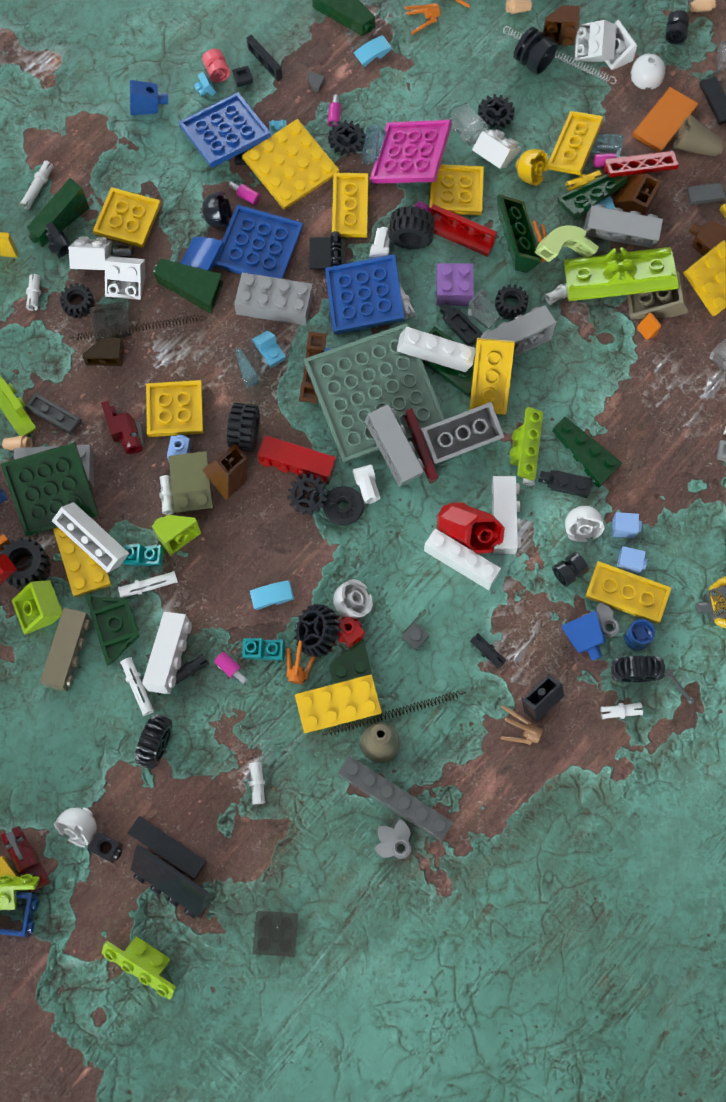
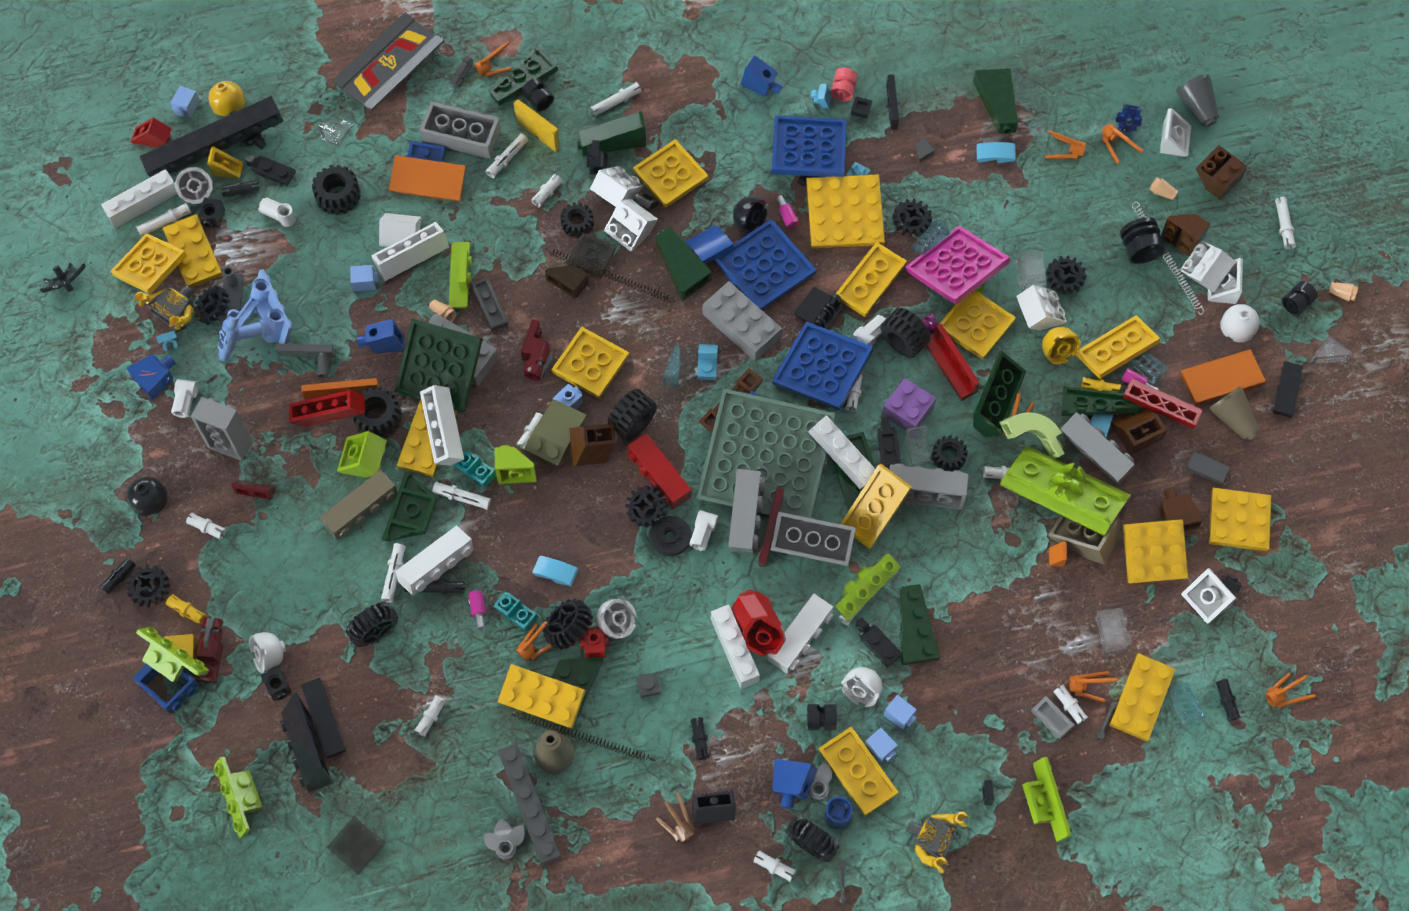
camera: 35 degrees right, 5 degrees down
(334, 112) = (919, 187): dark pink piece -> none

